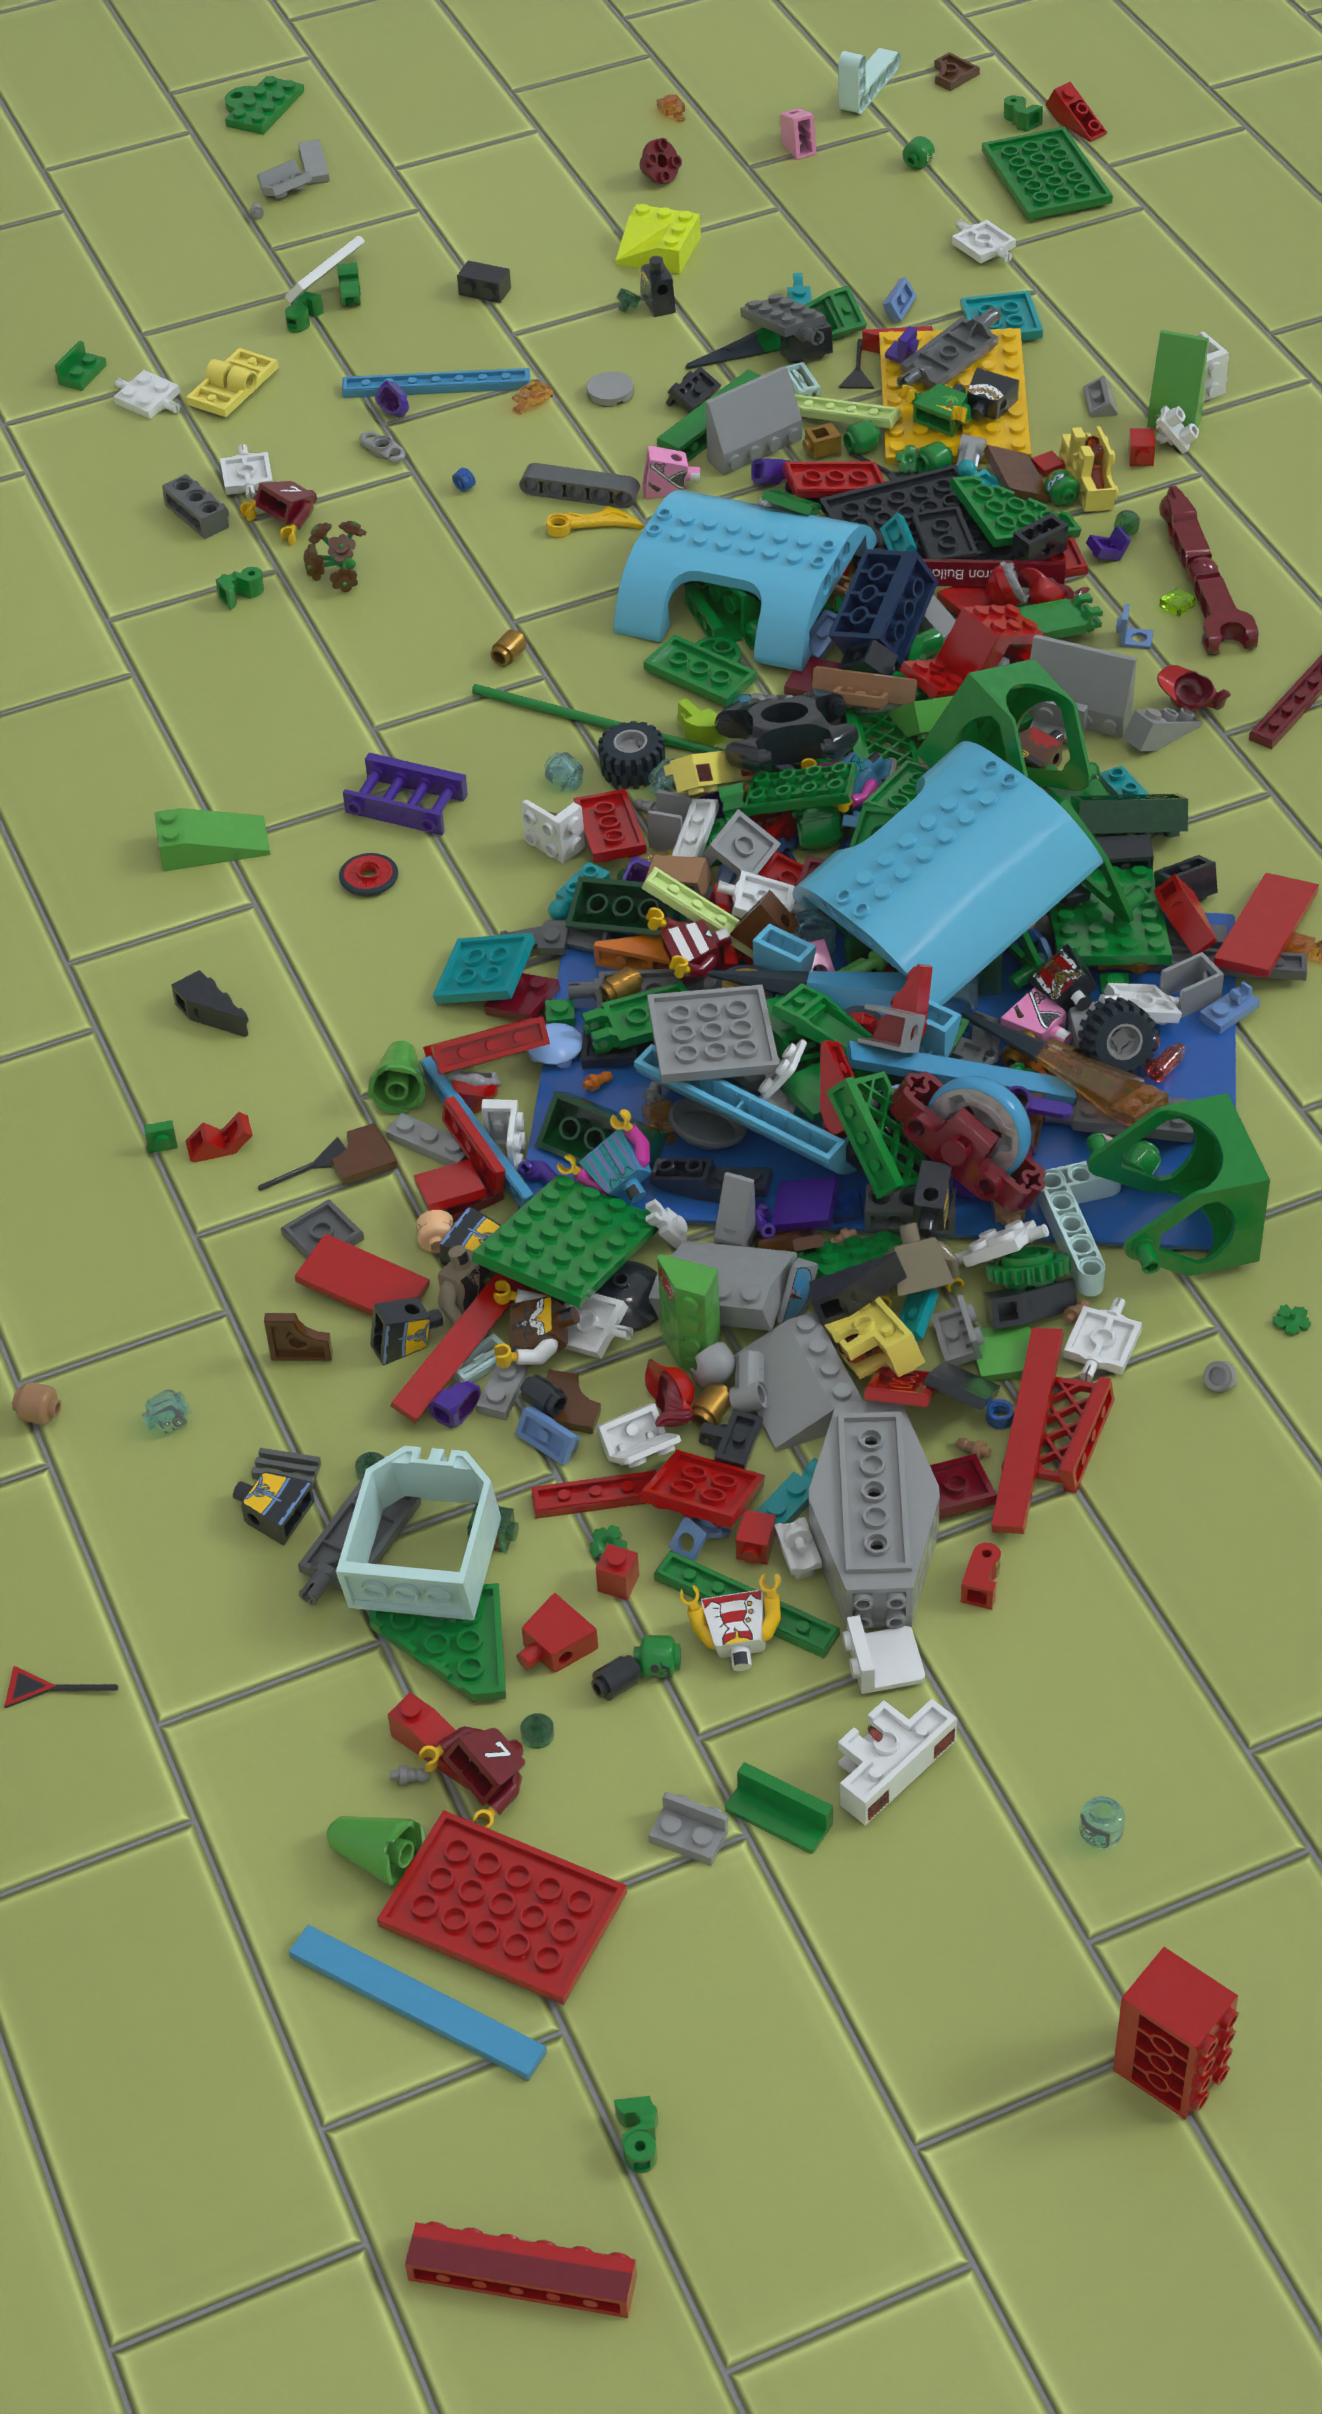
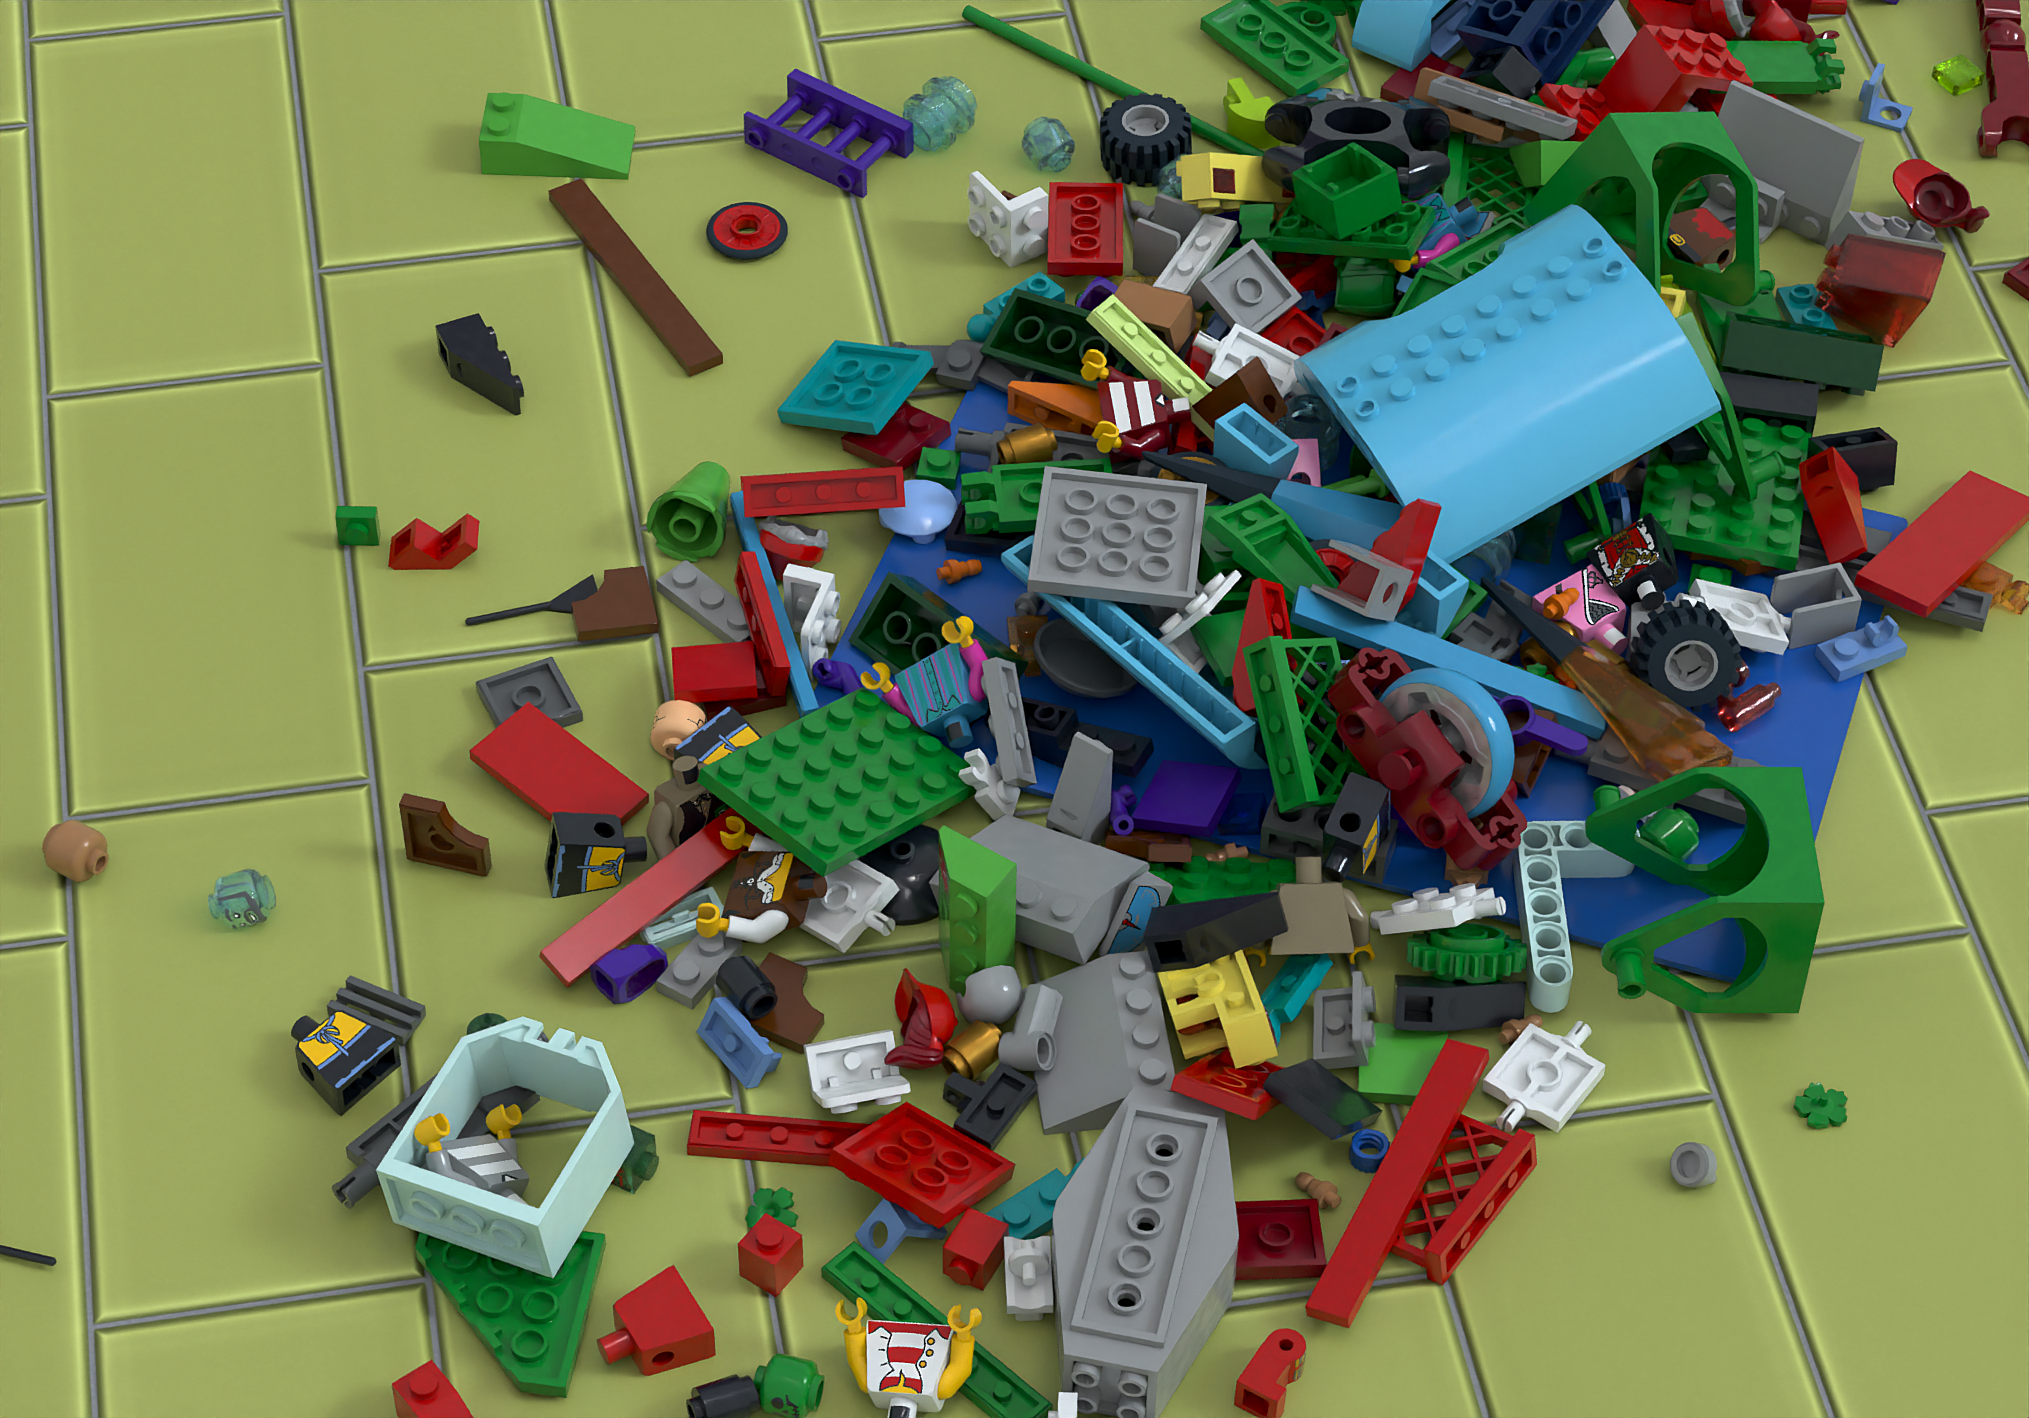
camera: 10 degrees right, 0 degrees up
(299, 922) = (636, 277): none -> reddish brown tile
(395, 1549) = (477, 1159): none -> torso
(481, 763) = (940, 112): none -> clear light blue piece
(669, 1177) = (1008, 722): none -> light grey plate
(793, 762) = (1347, 190): none -> green container
(889, 686) = (1488, 104): none -> light grey plate
(1021, 1019) = (1557, 605): none -> orange piece
(1170, 757) = (1878, 284): none -> clear red slope

